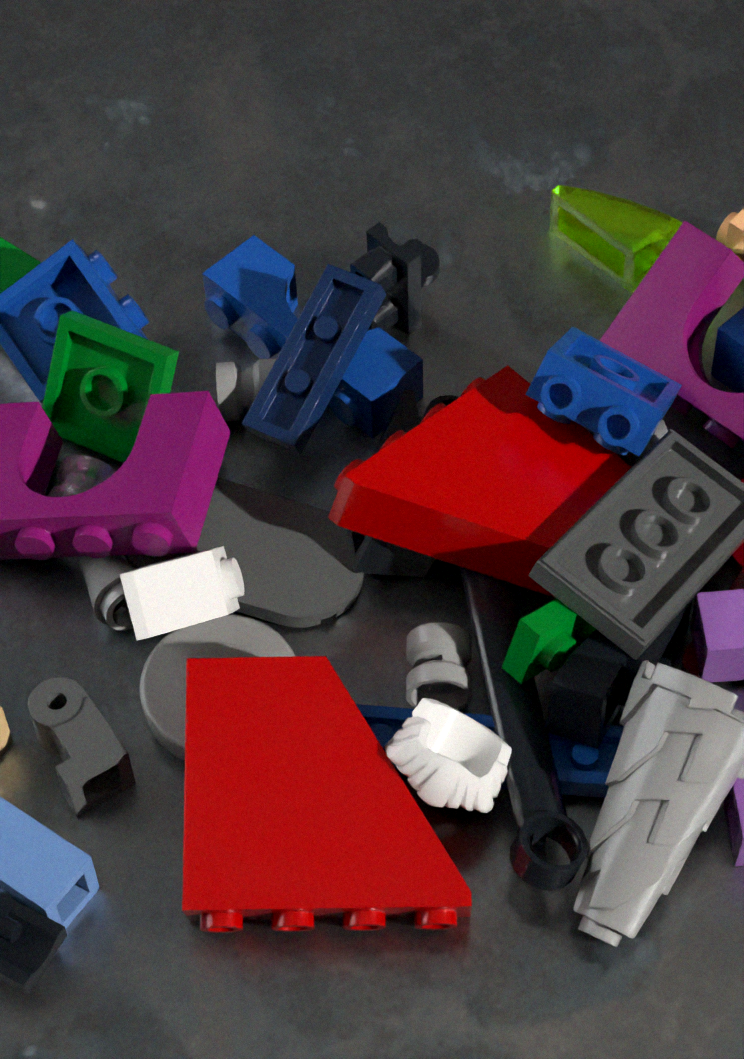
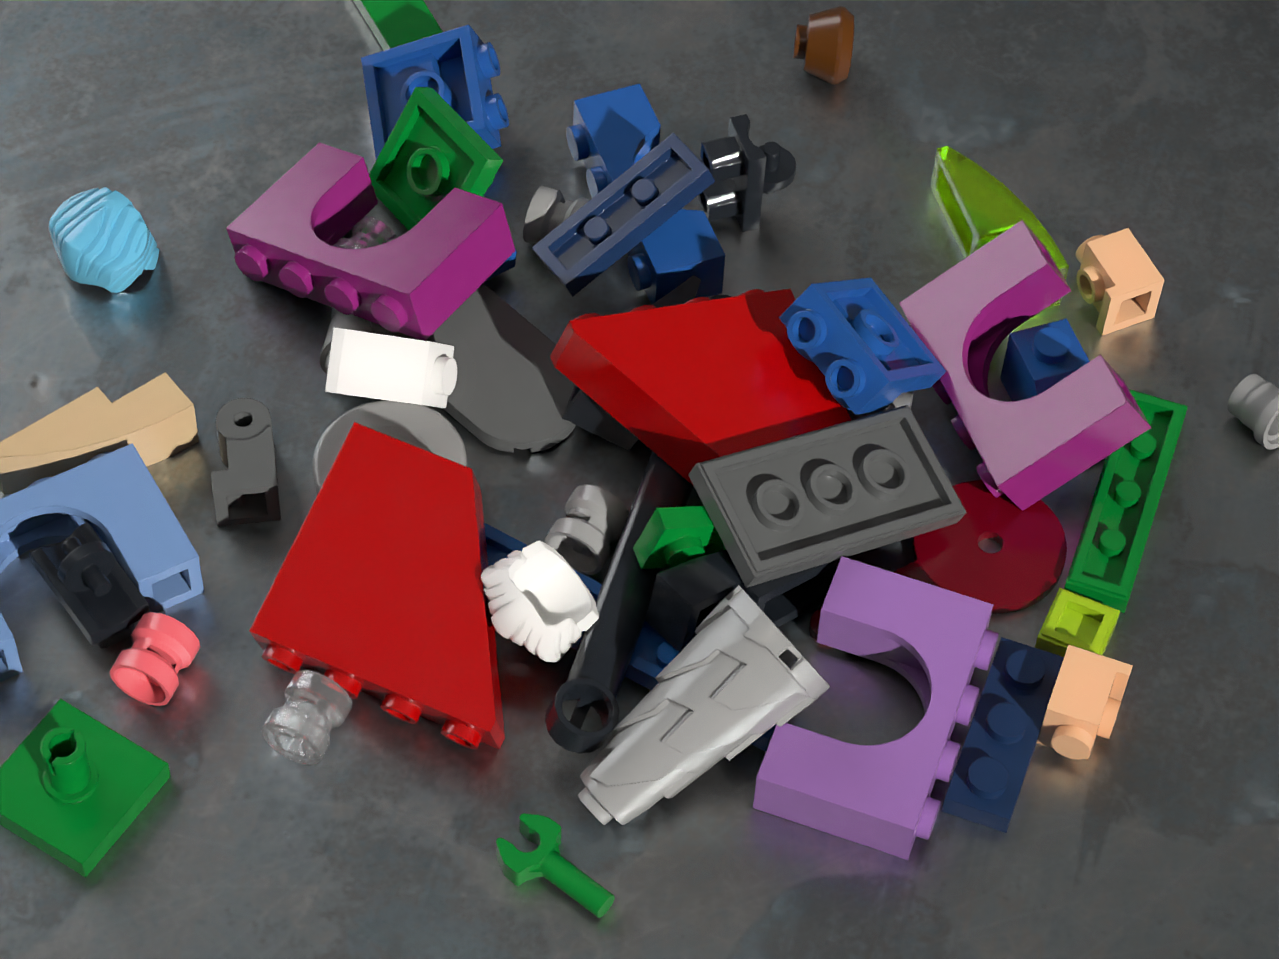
camera: 20 degrees right, 0 degrees up
(96, 979) = (157, 655): none -> coral wheel
(279, 971) = (304, 721): none -> clear wheel
(393, 138) = (826, 44): none -> reddish brown cone
(587, 1009) = (548, 863): none -> green bar

